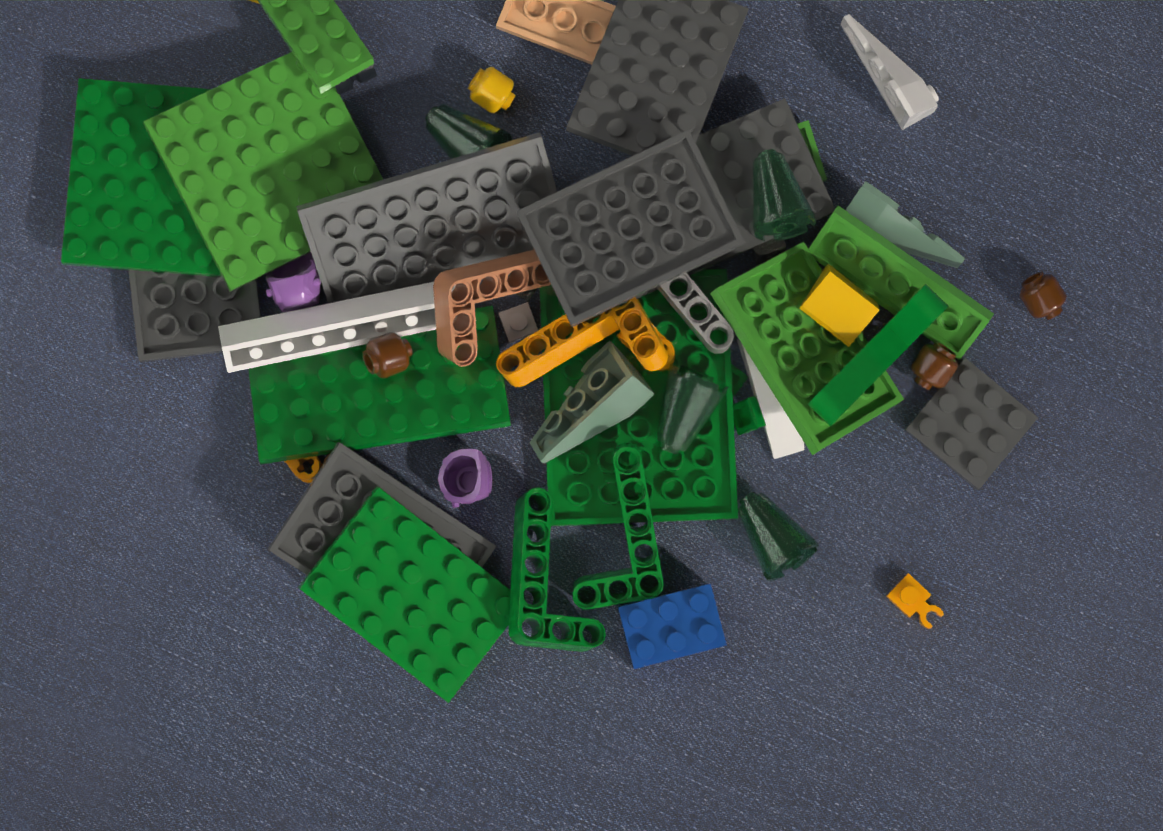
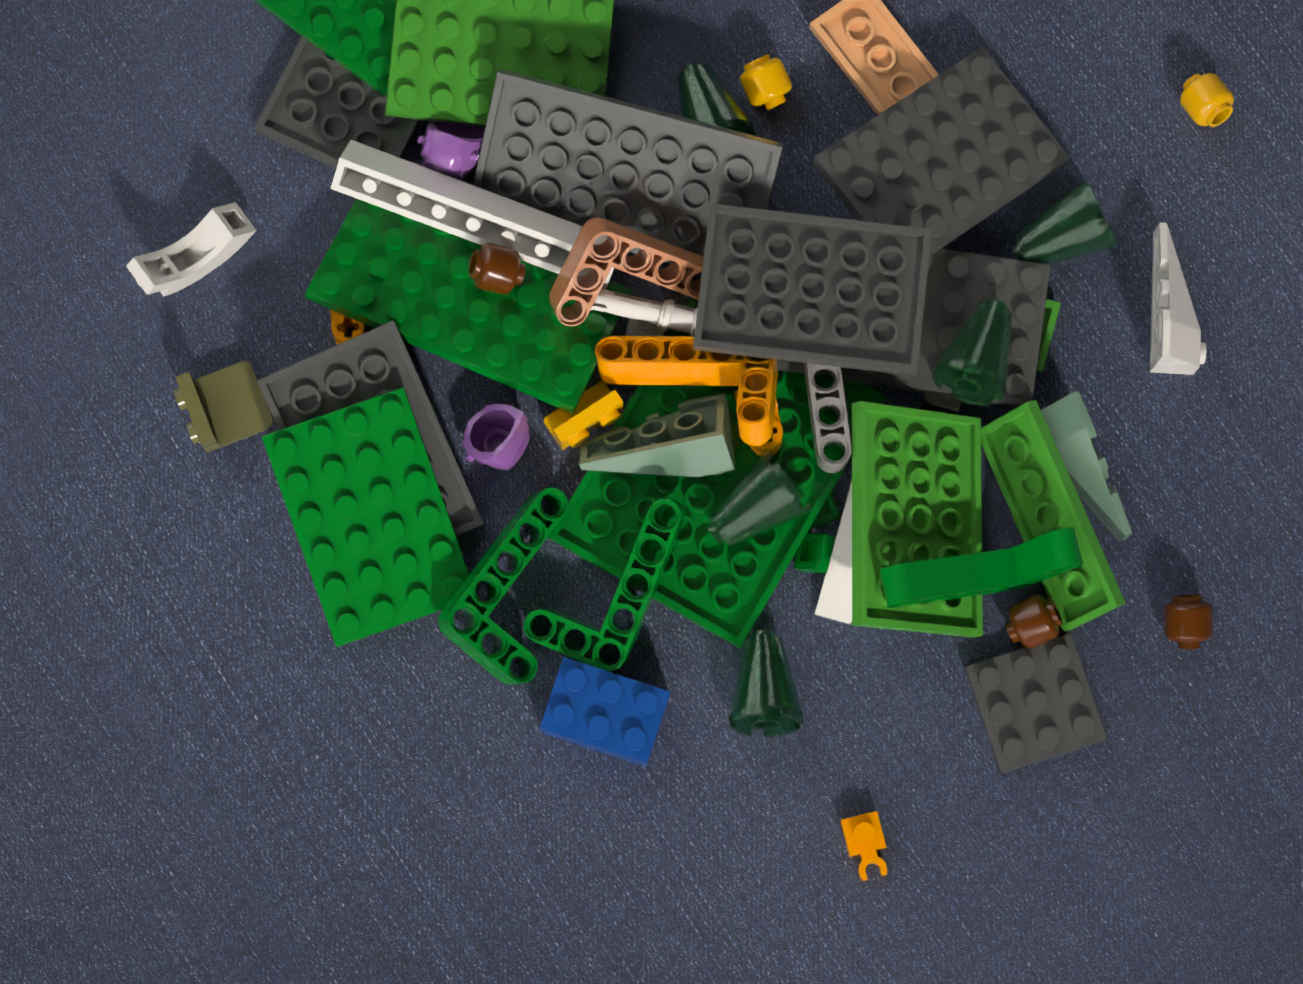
camera: 30 degrees right, 5 degrees down
(156, 483) = (196, 254): none -> white arch
(251, 579) = (223, 406): none -> olive bracket
(523, 409) = (595, 409): none -> yellow bracket
(530, 311) = (665, 314): none -> white pin
(779, 65) = (1065, 230): none -> clear green cone
(839, 305) = (975, 500): yellow slope -> none

